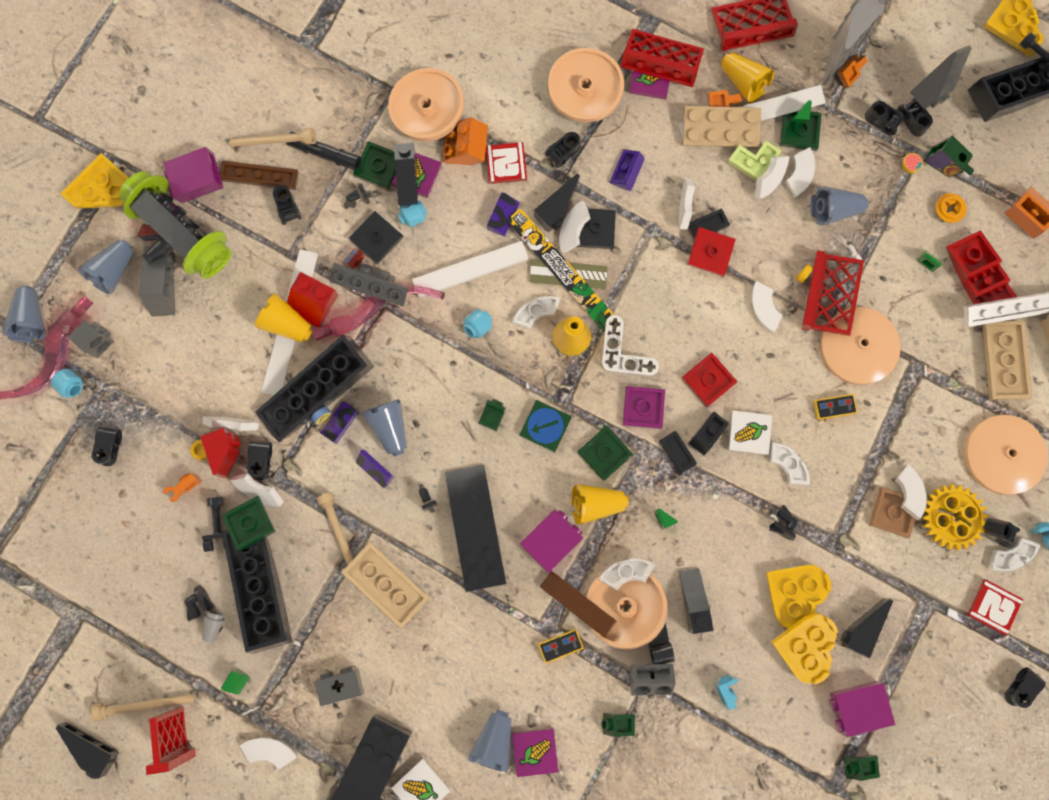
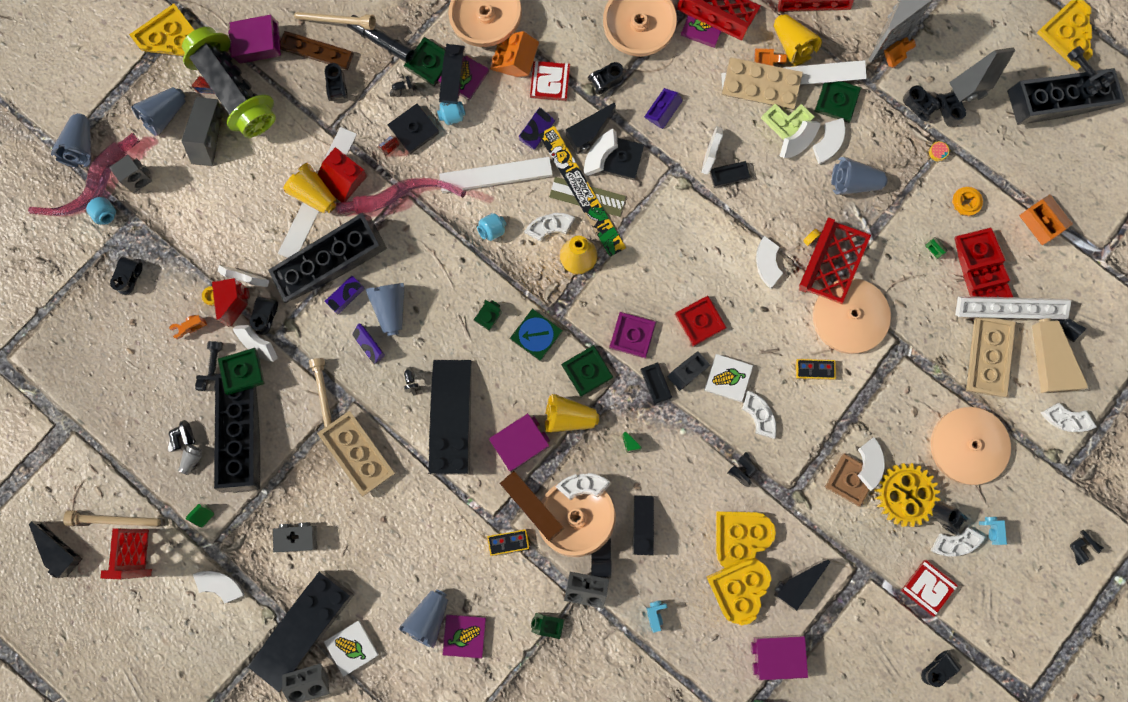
camera: 15 degrees right, 0 degrees up
(157, 250) = (207, 103): black cone -> none
(320, 415) = (328, 284): medium blue tile -> none
(370, 282) = (398, 169): dark grey bracket -> none
(621, 359) = (620, 285): white beam -> none
(711, 251) = (727, 200): red plate -> none
(803, 114) = (841, 86): green slope -> none
(950, 158) = (976, 153): dark green torso -> none

